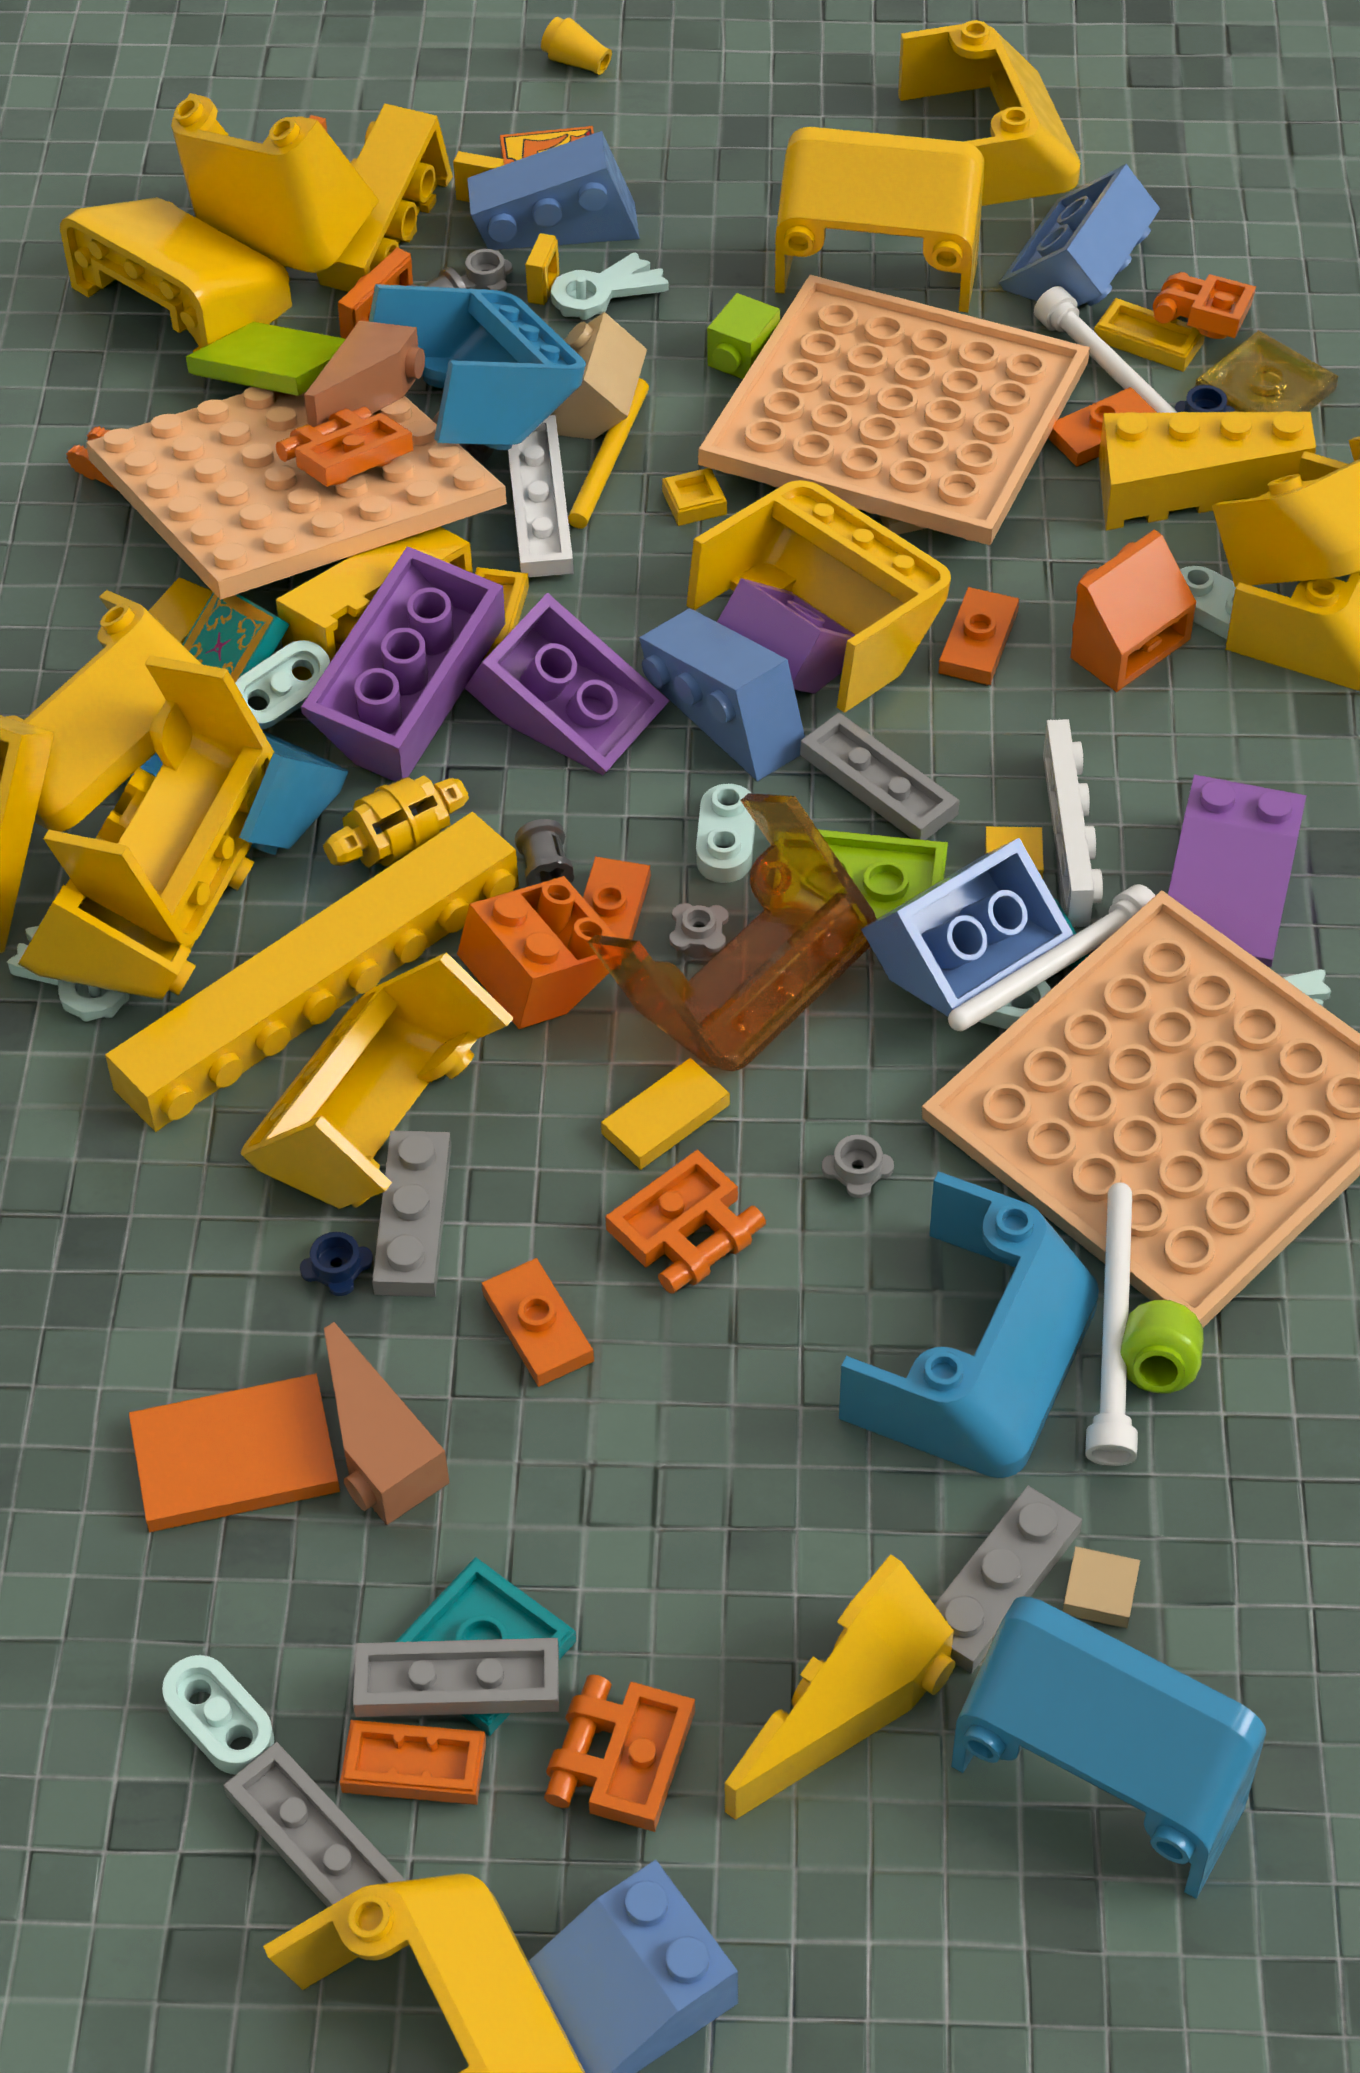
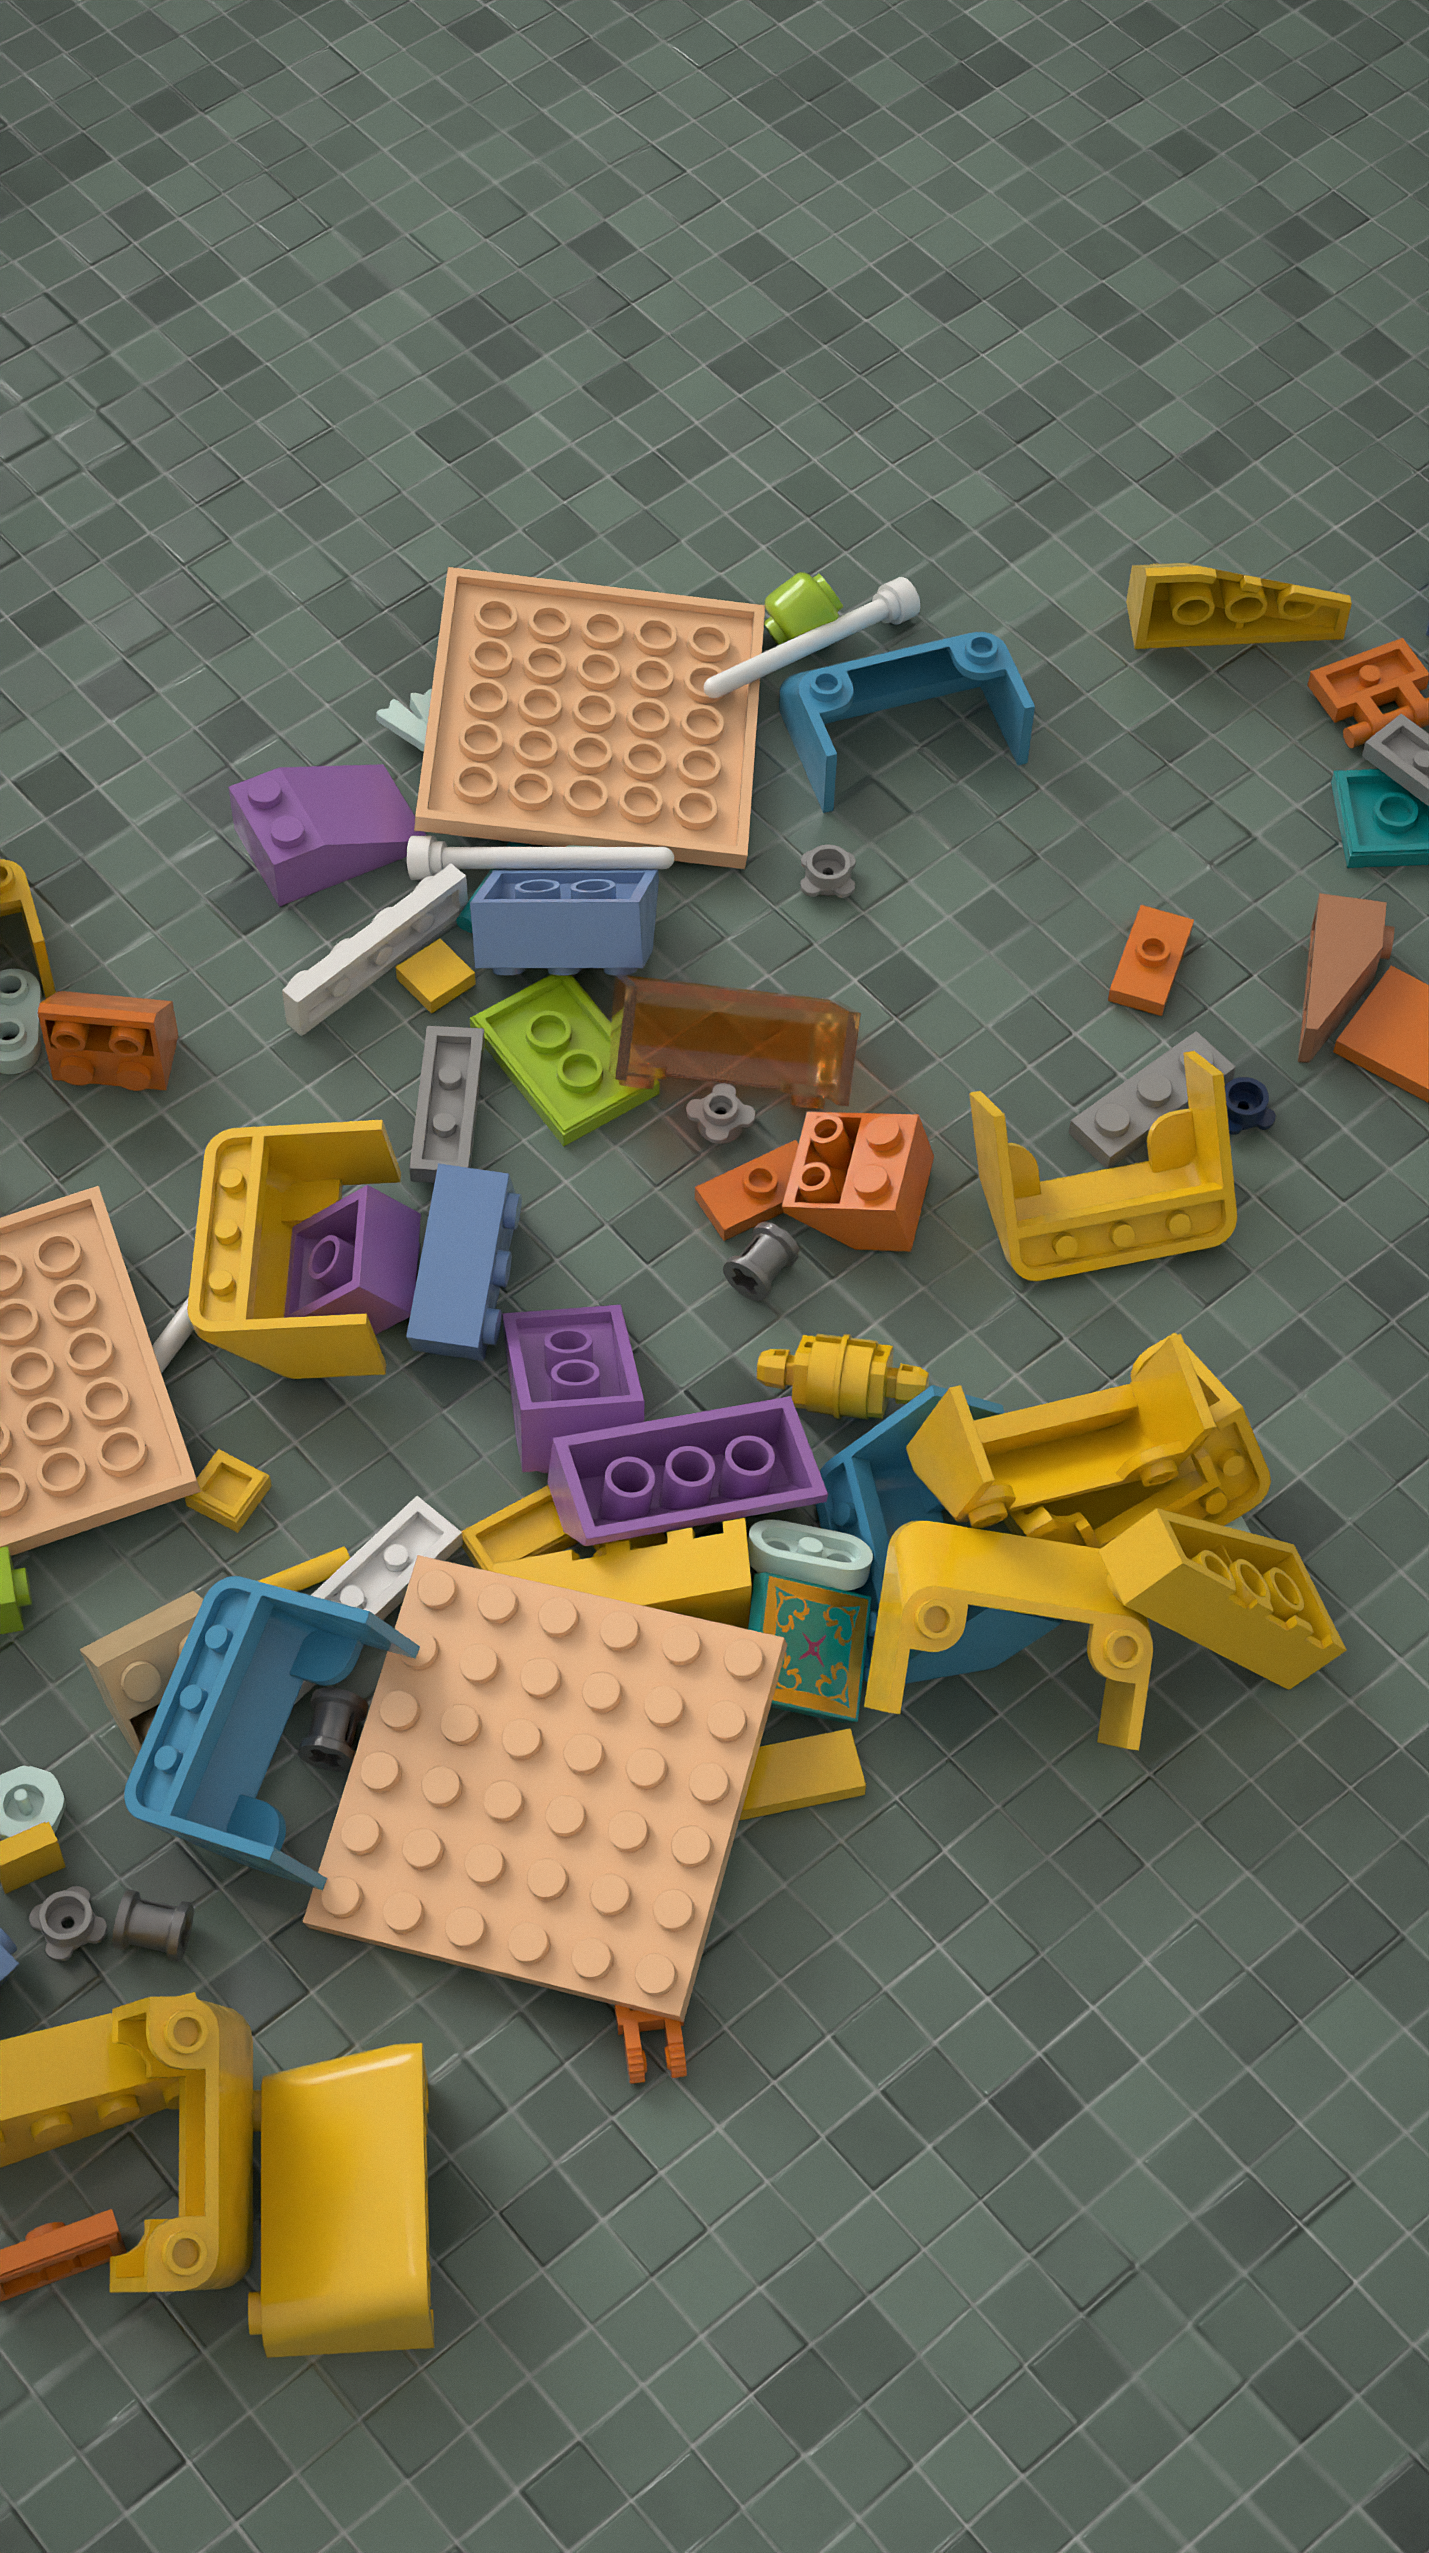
camera: 135 degrees left, 5 degrees up
(266, 358) = (396, 1959): lime tile -> none
(310, 972) = (1027, 1315): yellow brick -> none
(345, 445) = (506, 1687): orange plate -> none
(356, 304) = (212, 1976): orange plate -> none
(367, 370) = (371, 1805): nougat slope -> none
(665, 1113) = (908, 1014): yellow tile -> none
(674, 1208) = (985, 941): orange plate -> none
(725, 825) = (606, 1173): light aqua plate -> none
(978, 636) = (179, 1159): orange plate -> none
(1003, 1568) = (1050, 604): light grey plate -> none
(1101, 1587) = (1000, 554): tan tile -> none
(1118, 1725) = (1126, 394): dark azure windscreen -> none

